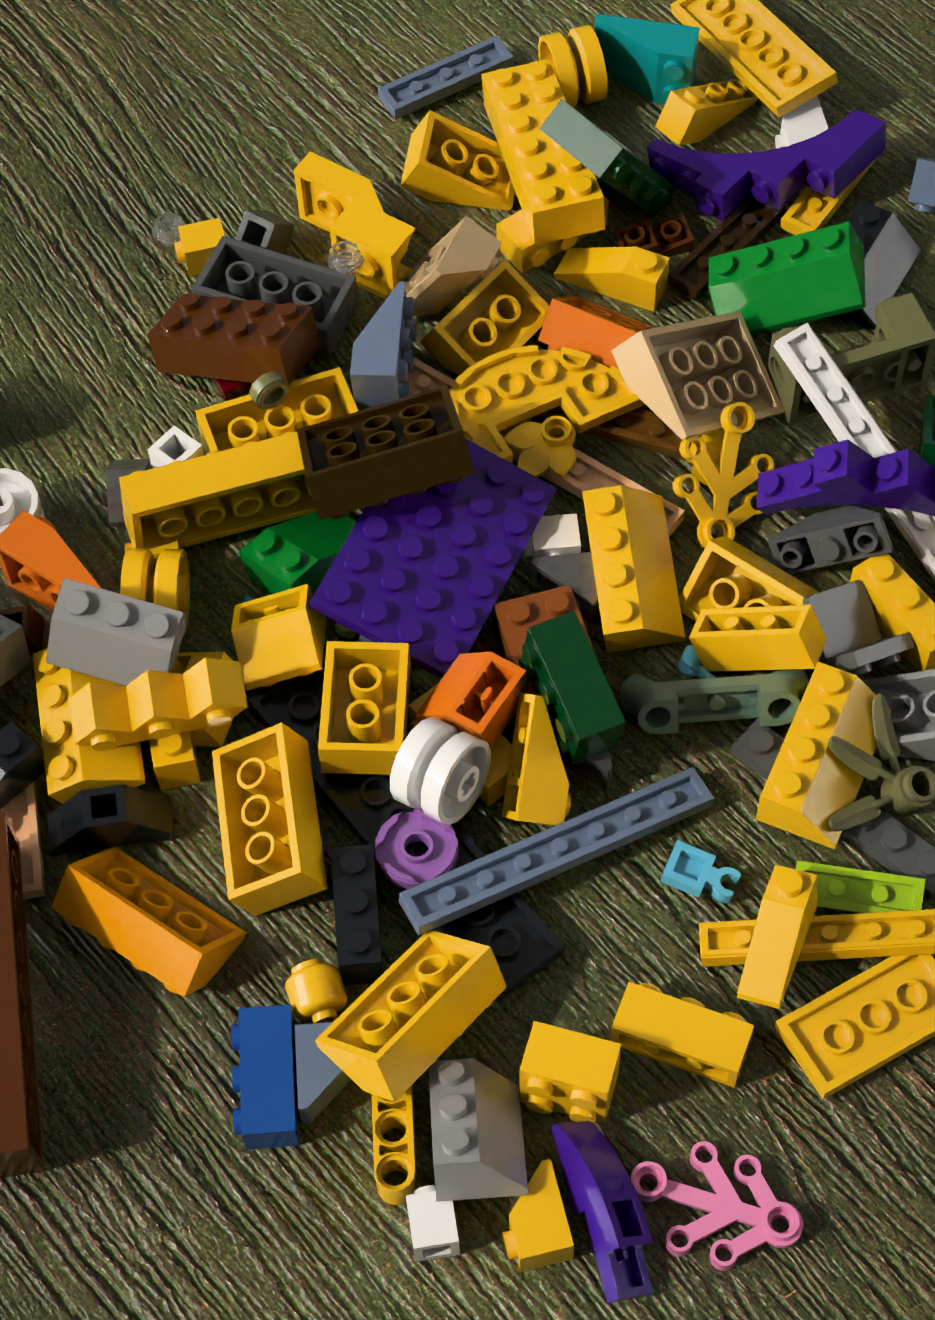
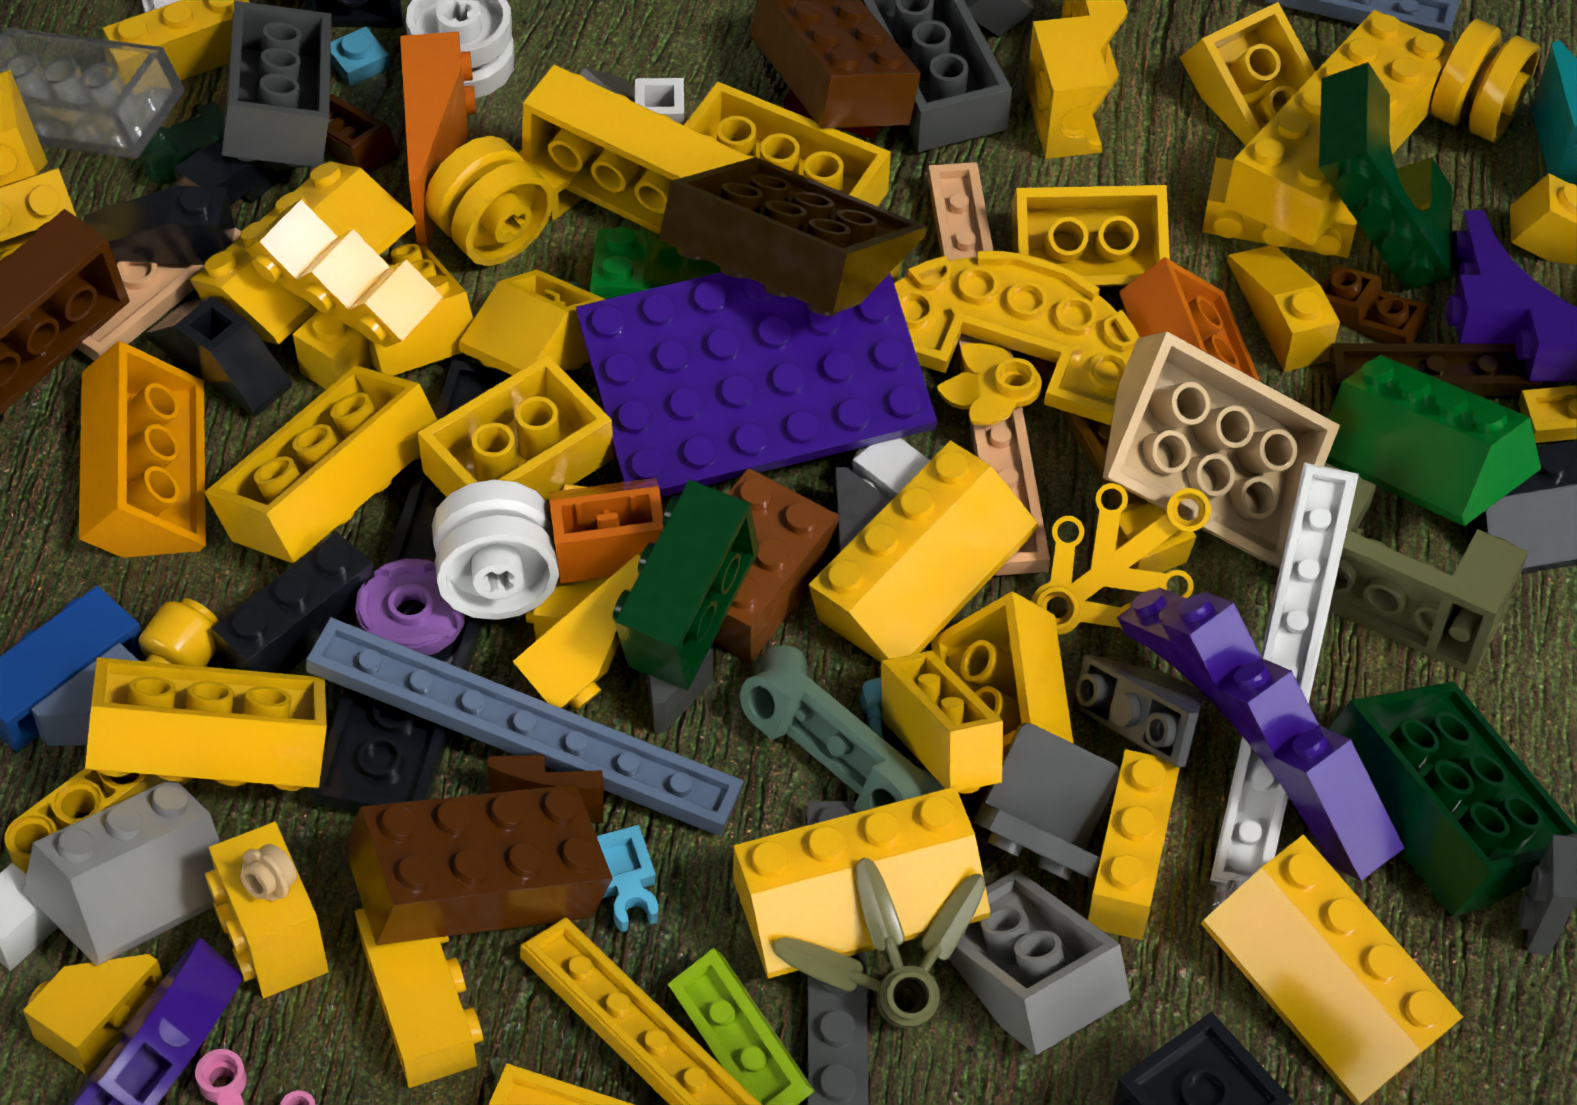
camera: 45 degrees right, 5 degrees down
(112, 634) = (385, 185): light grey slope -> none
(269, 390) = (791, 112): olive tile -> none
(345, 257) = (1019, 63): clear plate -> none
(383, 352) = (943, 167): sand blue slope -> none
(452, 267) = (1092, 147): tan slope -> none
(578, 1046) = (267, 872): none -> tan plate
(601, 876) = (528, 772): none -> reddish brown slope
(641, 939) = (476, 863): none -> reddish brown brick
(778, 935) = (598, 986): yellow slope -> none

